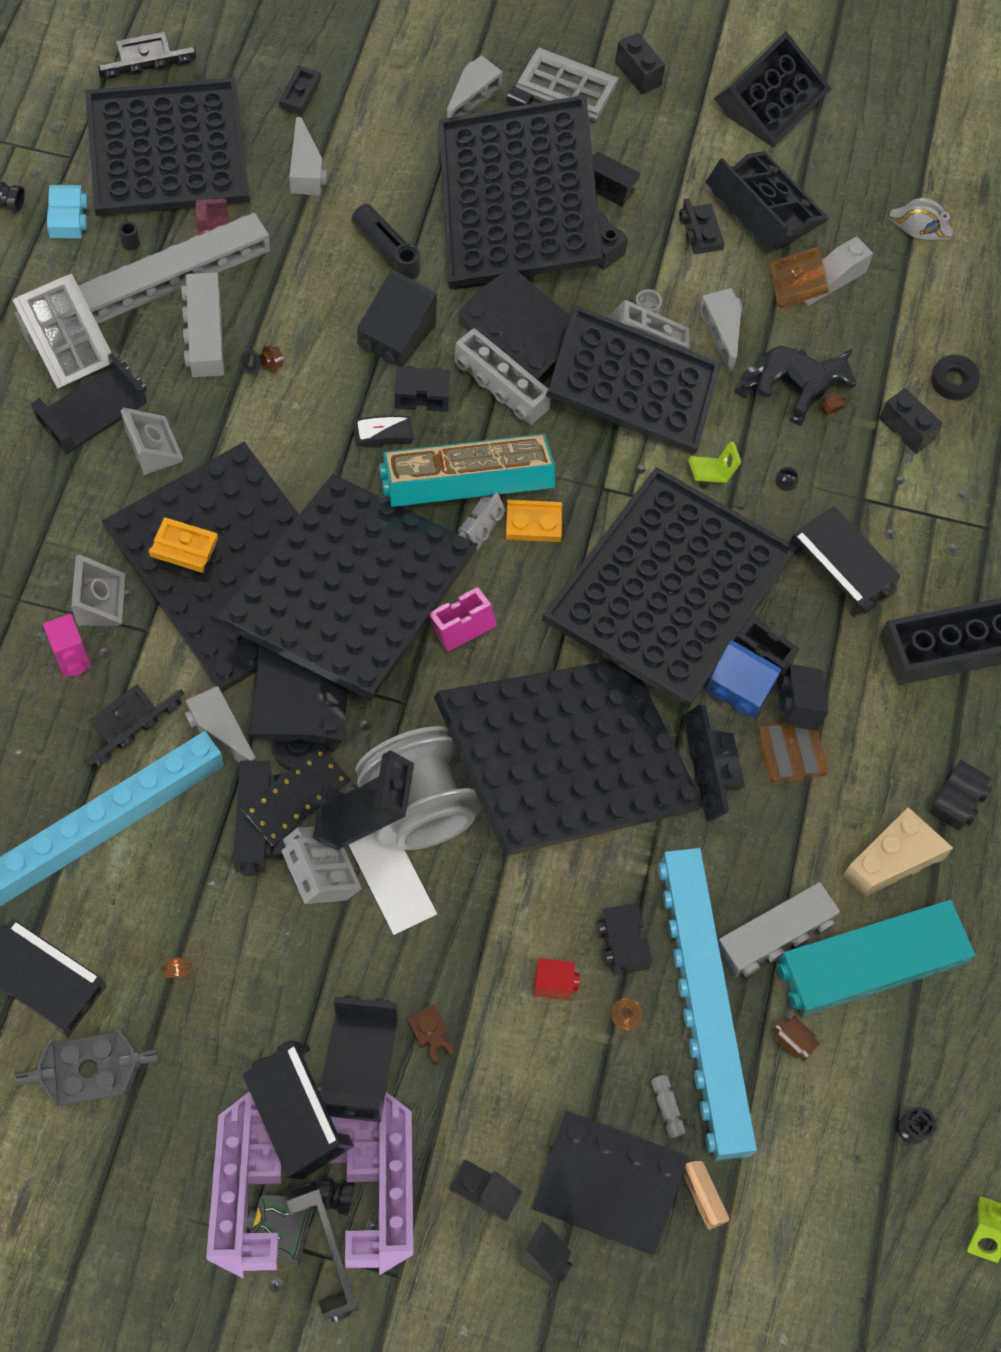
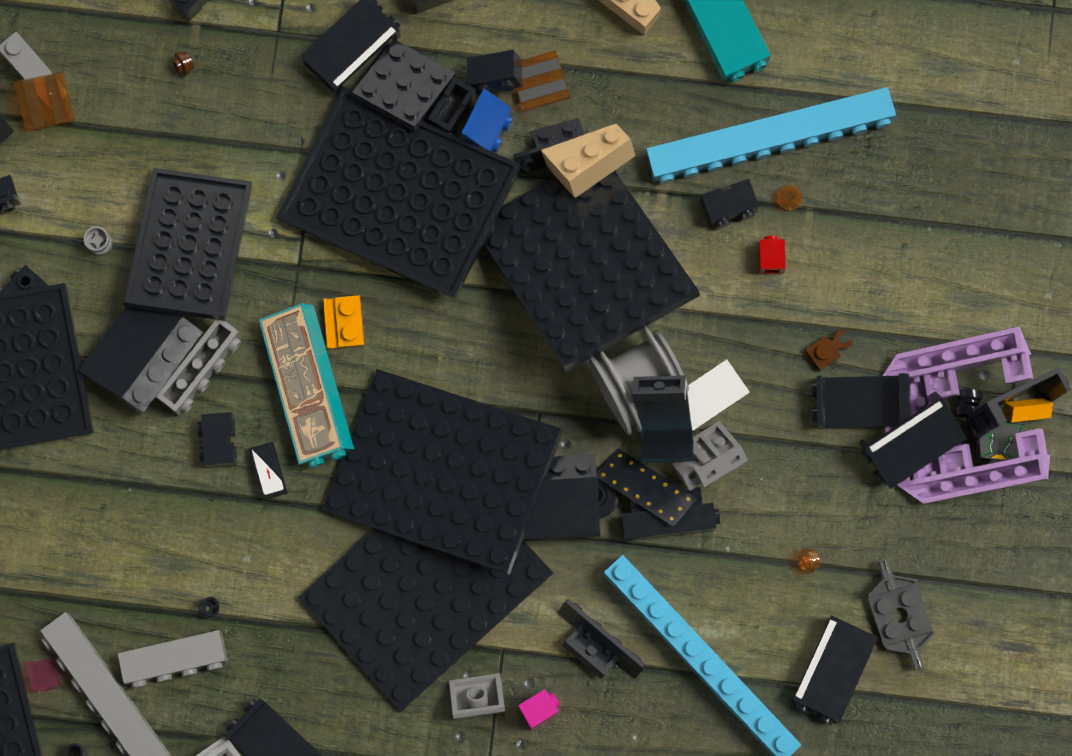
camera: 90 degrees left, 15 degrees up
(151, 440) = (309, 682): light grey slope -> none
(183, 545) = (423, 627): light orange plate -> none
(212, 714) = (586, 568): light grey slope -> none
(271, 358) = (203, 587): reddish brown plate -> none
(313, 1269) = (1028, 410): none -> light orange piece
(389, 243) = (50, 499): black piece -> none
(398, 319) = (149, 473): black slope -> none
(462, 620) = (460, 369): dark pink brick -> none
(485, 1190) = (944, 292): black slope -> none
(488, 513) = (361, 370): light grey hinge -> none
(547, 1255) = (991, 238): black slope -> none
(610, 1182) = (925, 197): black slope -> none
(652, 324) = (122, 236): light grey slope -> none
(668, 1106) = (858, 159): light grey axle -> none
(691, 779) = (589, 158): none -> tan wedge
(705, 1194) = (922, 125): light nougat slope -> none
(715, 468) = (267, 165): lime bracket -> none
(722, 316) = (105, 168): light grey slope -> none
(777, 930) = (703, 83): light grey brick -> none
(787, 479) = (273, 101): black hinge -> none
(795, 603) = (403, 85): none -> black plate
(795, 1037) = (790, 63): reddish brown brick -> none
(799, 373) = (155, 93): black animal -> none

